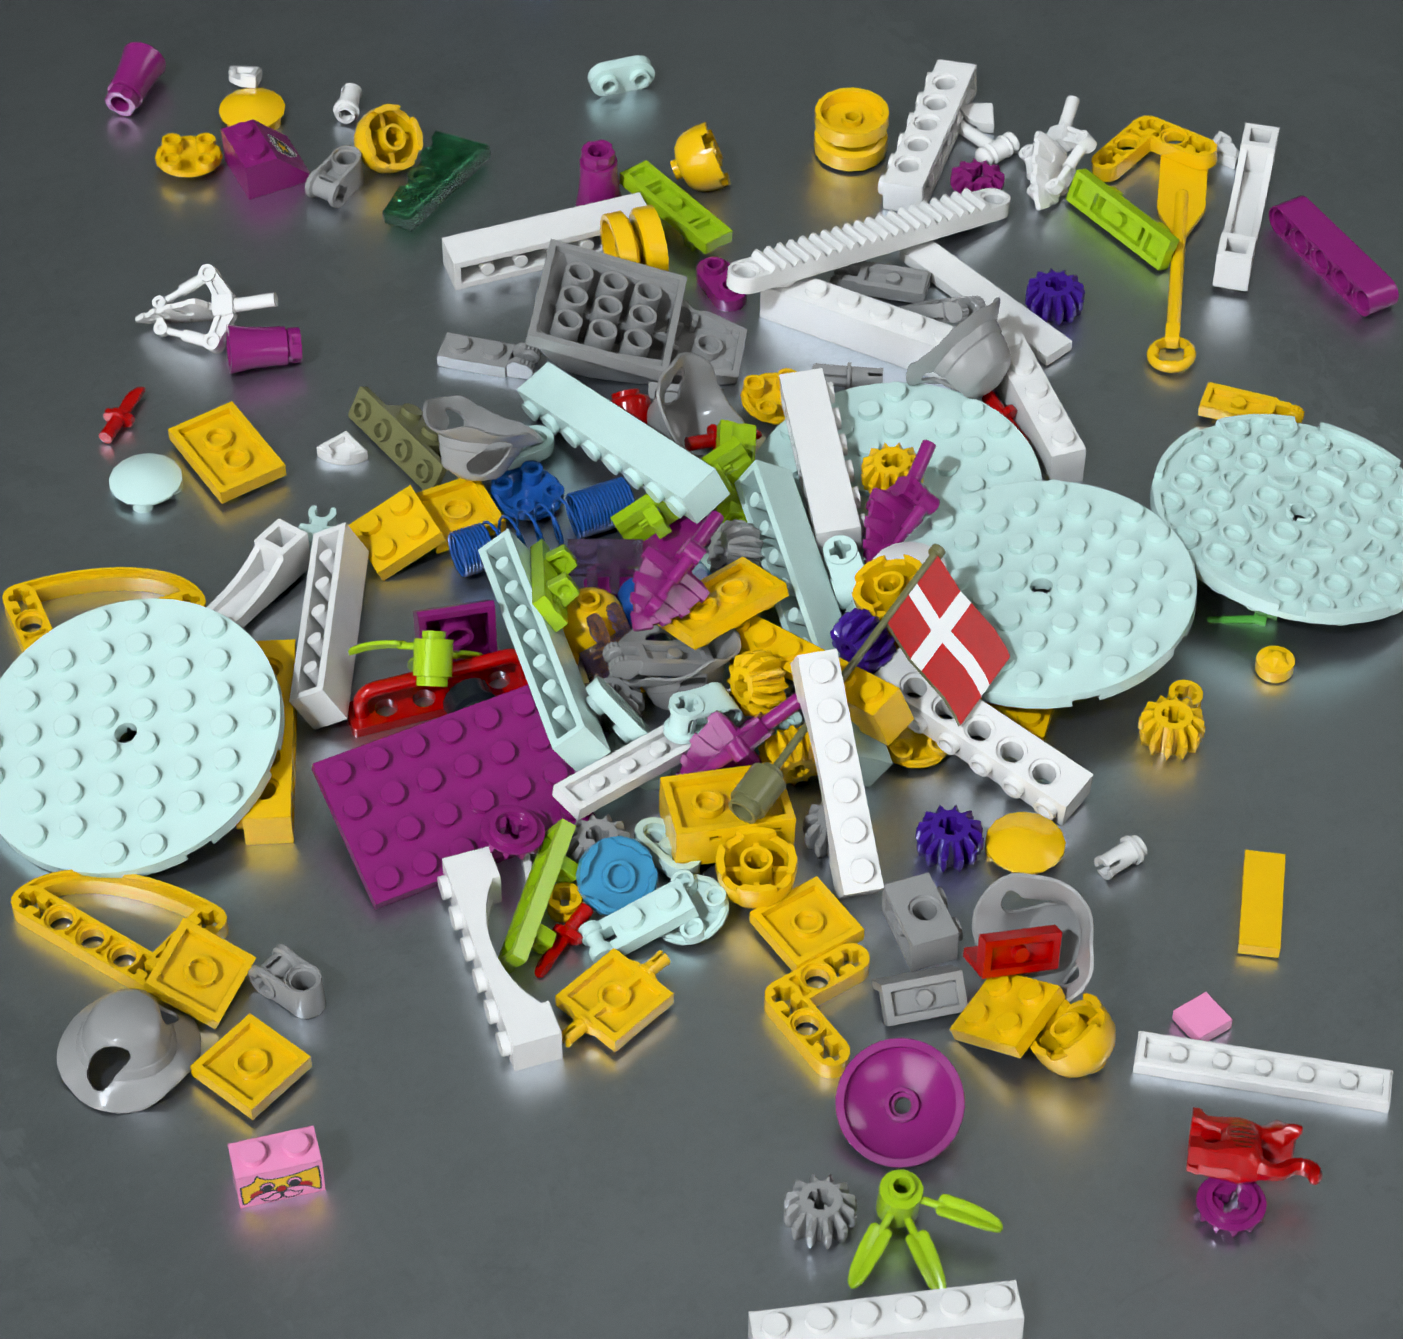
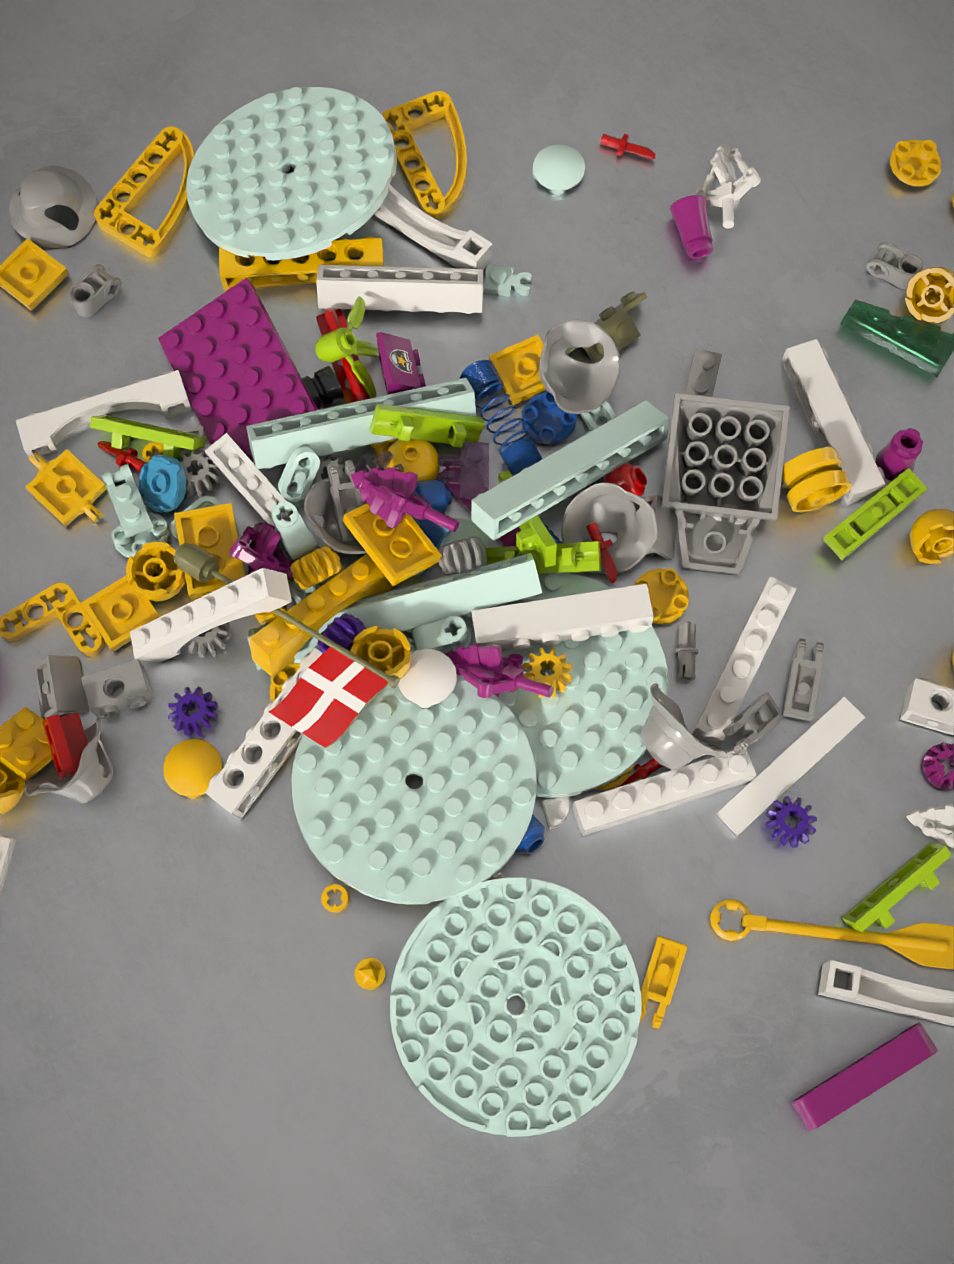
camera: 90 degrees right, 25 degrees up
(199, 973) = (98, 235): yellow plate -> none
(227, 452) = (585, 215): yellow plate -> none
(262, 158) = (915, 212): magenta slope -> none
(342, 450) = (595, 292): white tile -> none
(397, 532) = (501, 329): yellow plate -> none
(520, 822) = (183, 407): magenta gear -> none
(712, 278) = (799, 556): magenta plate -> none
(866, 239) = (836, 666): white gear -> none
(1128, 852) = (174, 837): white pin -> none
(1171, 727) = (291, 874): yellow gear -> none
(1202, 1018) = (23, 885): bright pink tile -> none
(1261, 903) = (127, 939): yellow tile -> none

